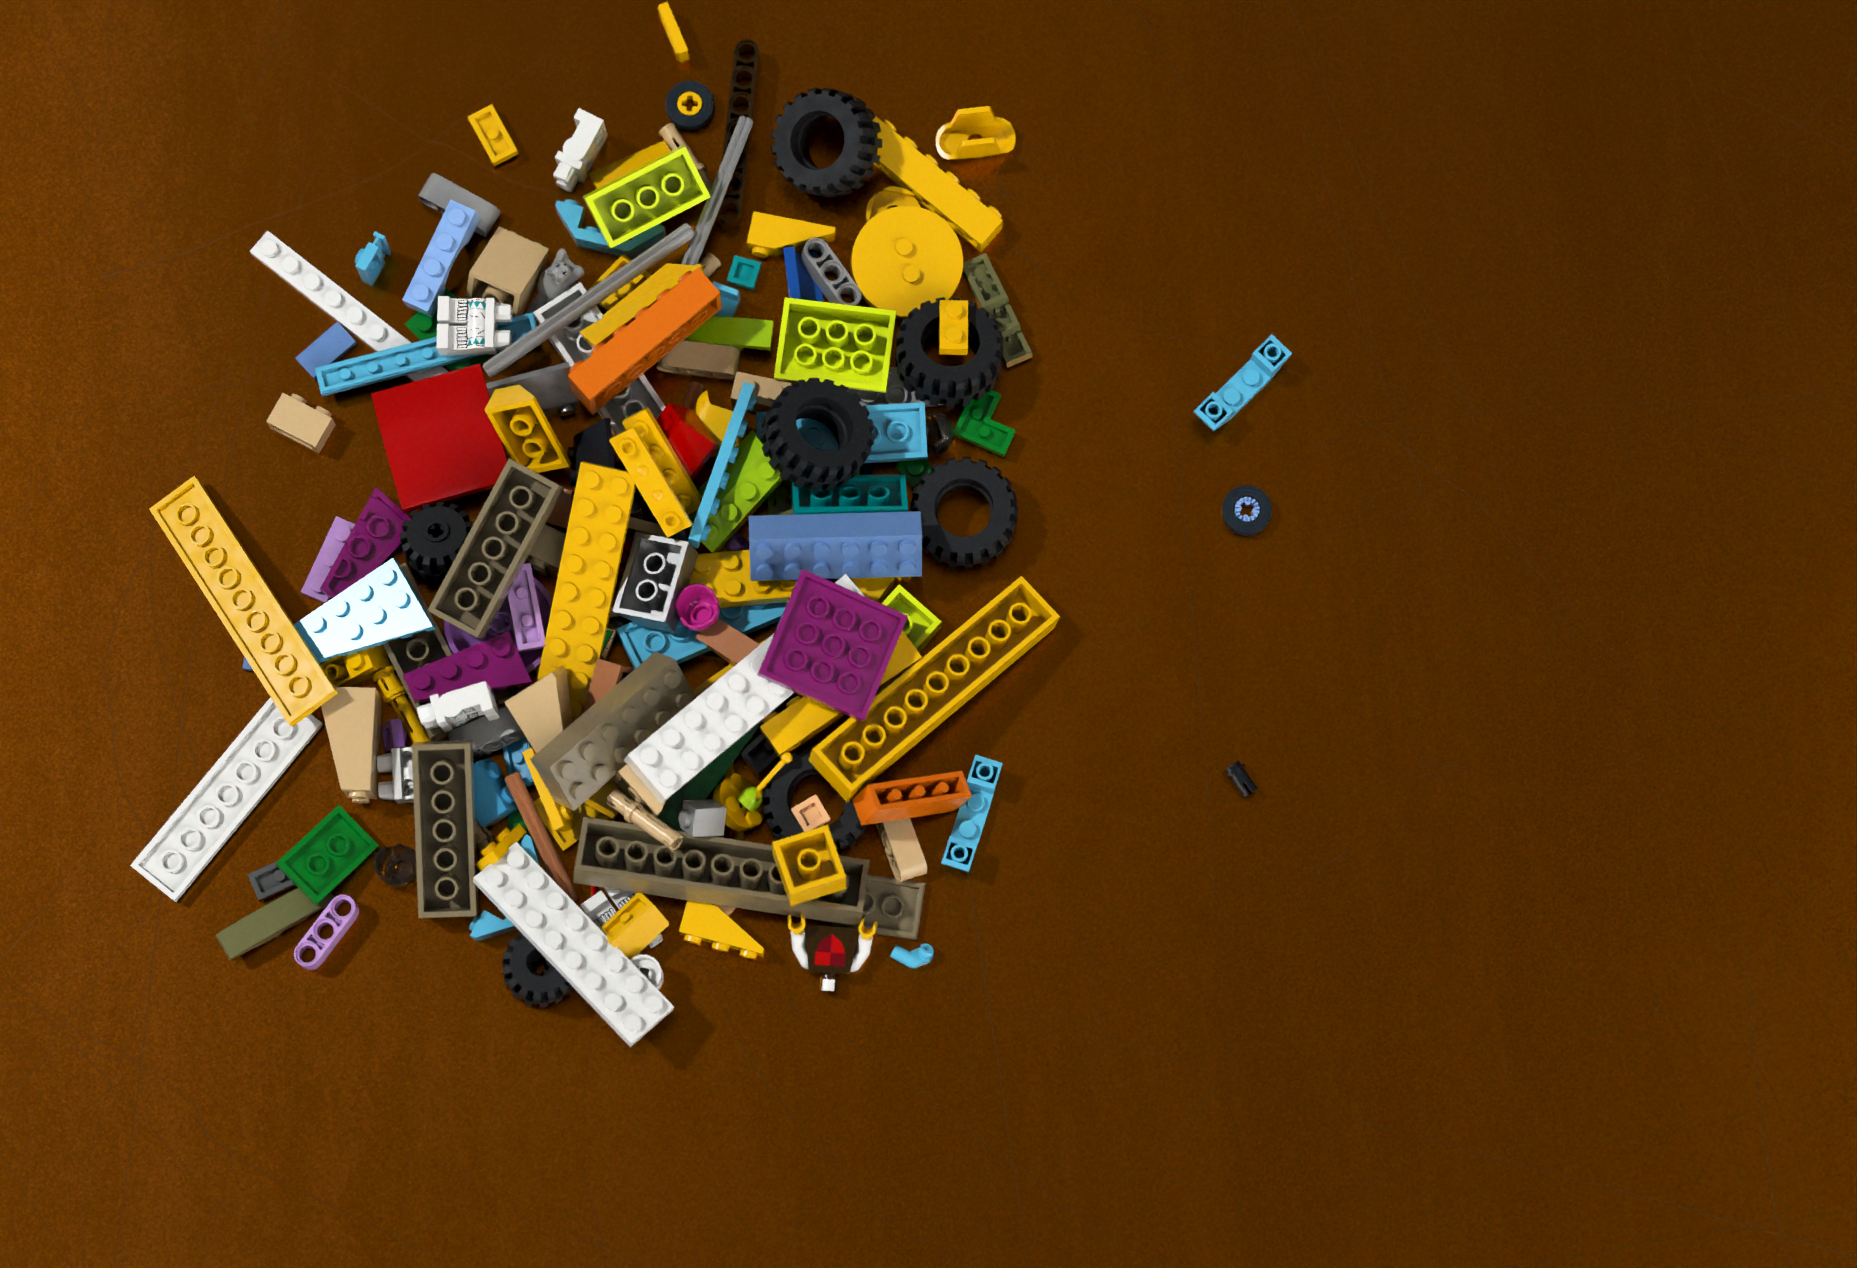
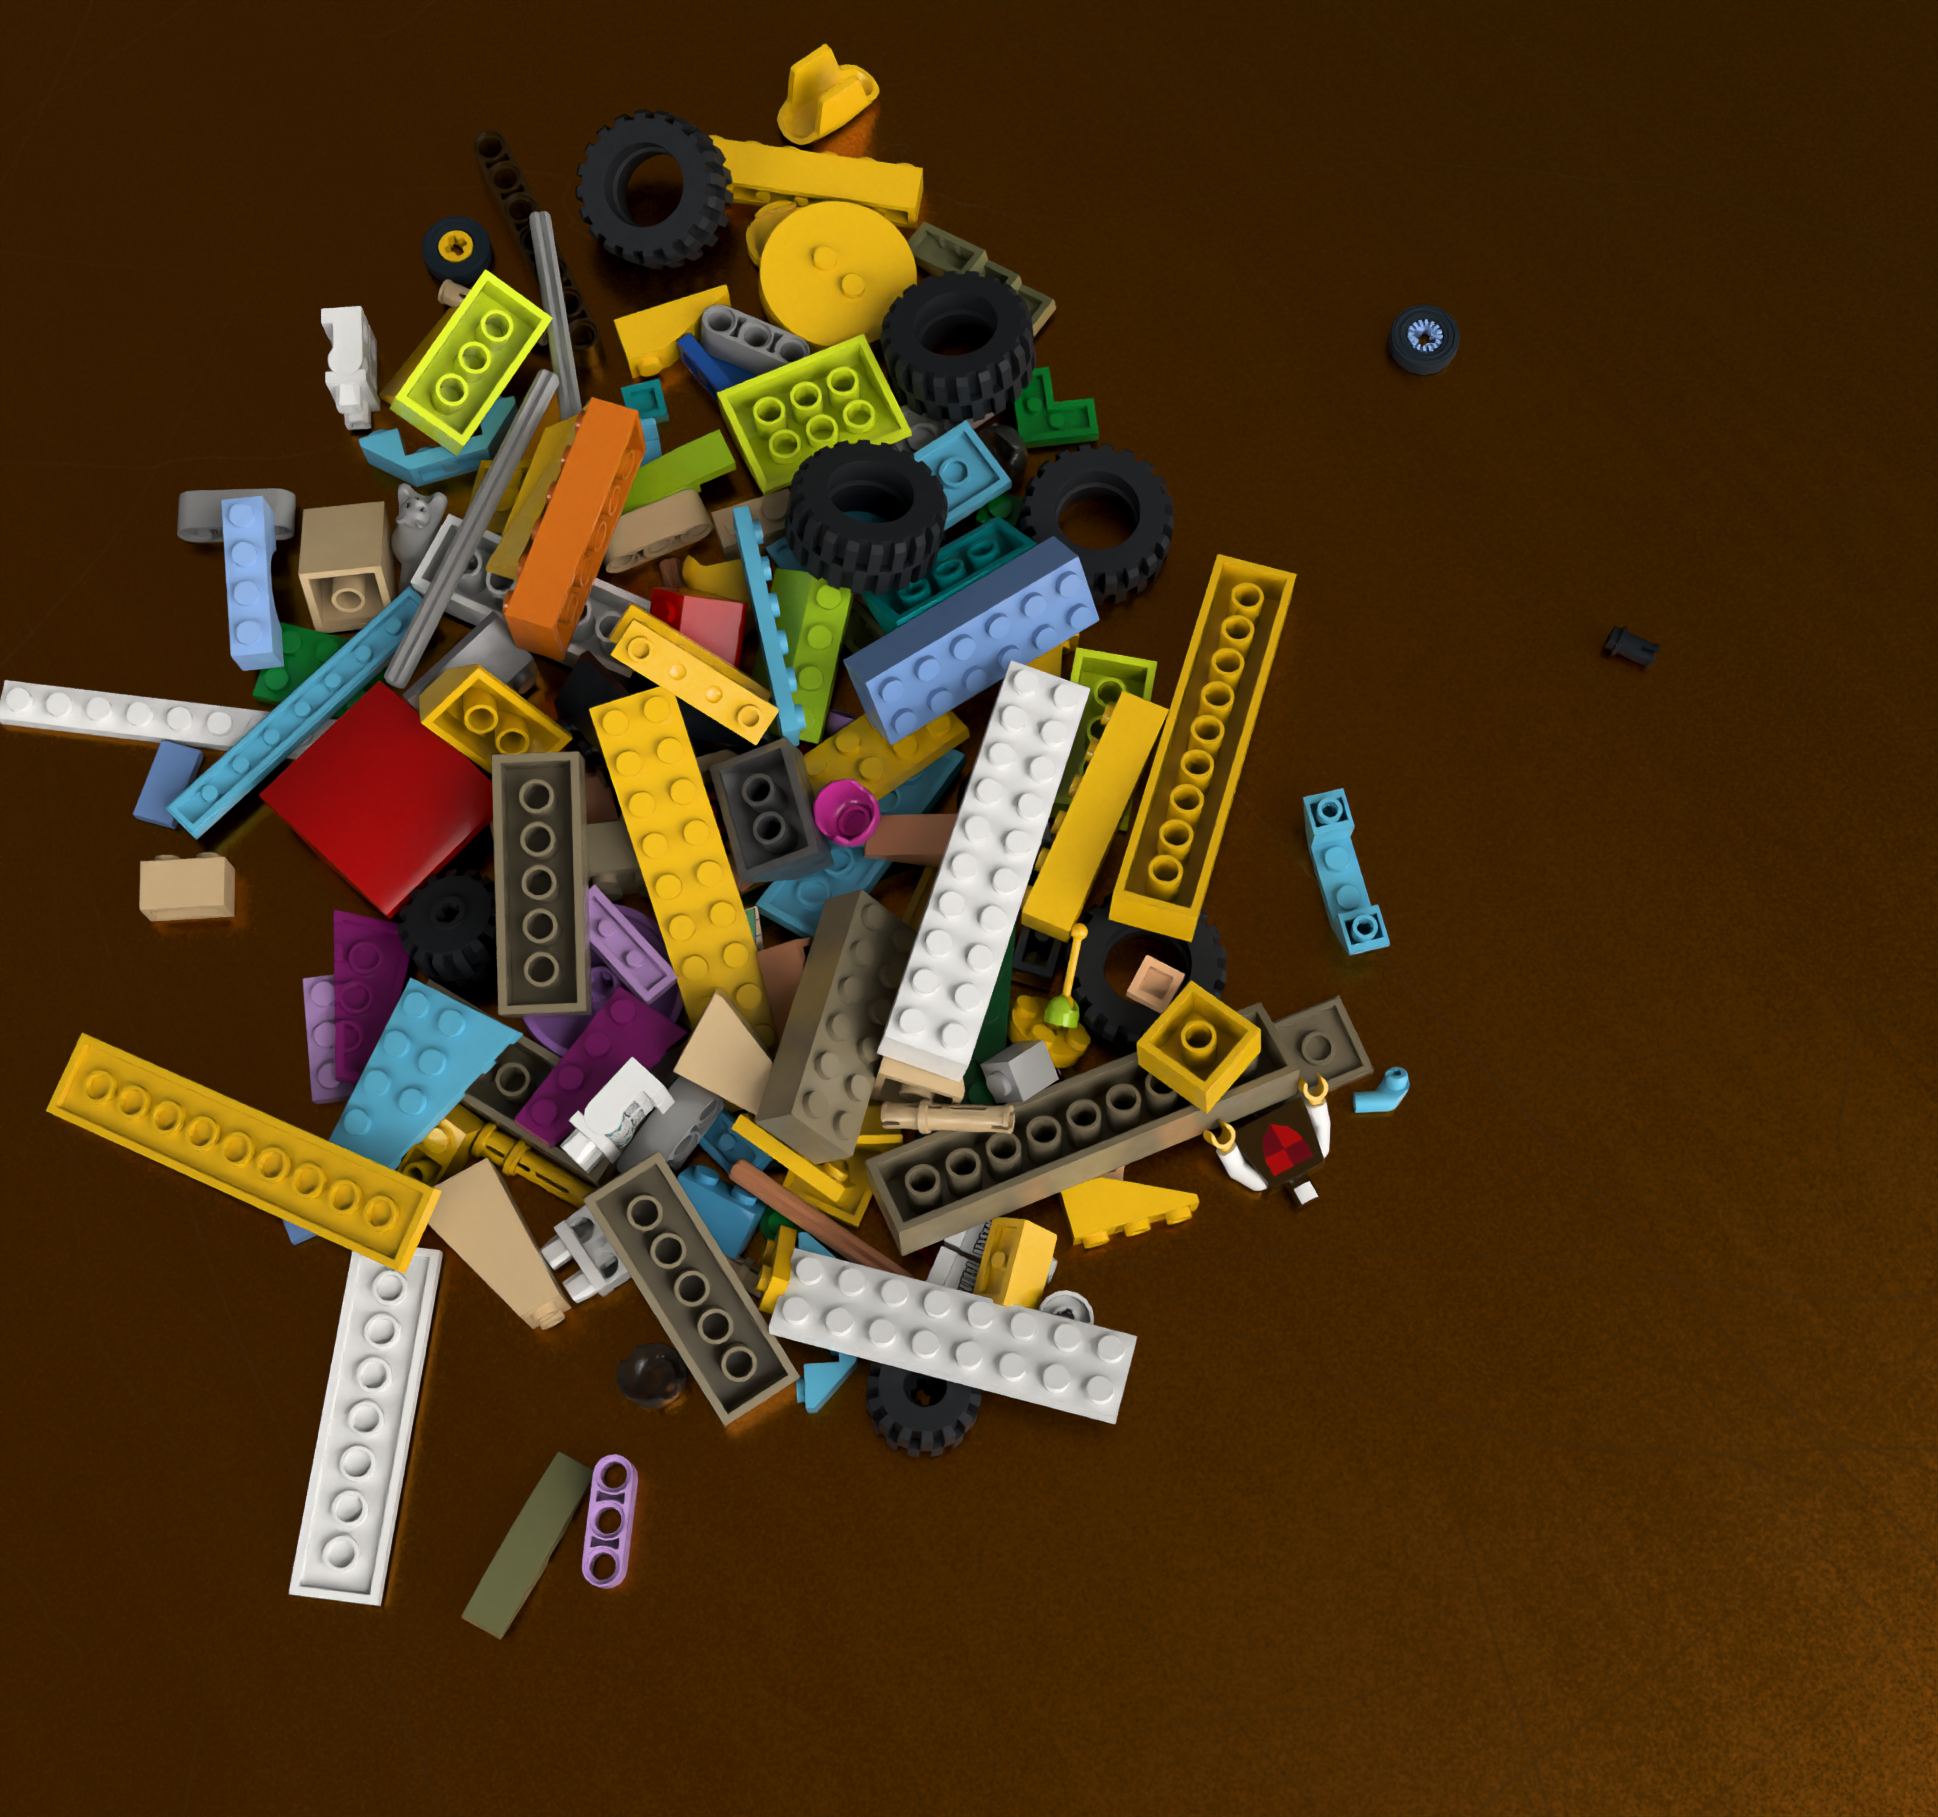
camera: 30 degrees left, 5 degrees down
(269, 881) = (502, 1485): dark grey plate -> none
(327, 855) = (550, 1418): green plate -> none
(371, 259) = (161, 635): medium azure plate -> none
(393, 735) = (544, 1211): medium lavender plate -> none
(472, 326) = (340, 642): white hips -> none
(492, 135) = (230, 413): yellow plate -> none
(673, 32) = (385, 177): yellow tile -> none
(832, 645) = (1055, 751): magenta plate -> none
(902, 849) = (1274, 959): tan beam -> none
(911, 797) = (1263, 893): orange brick -> none
(953, 327) = (950, 306): yellow plate -> none
(1244, 385) = (1327, 193): medium azure slope -> none

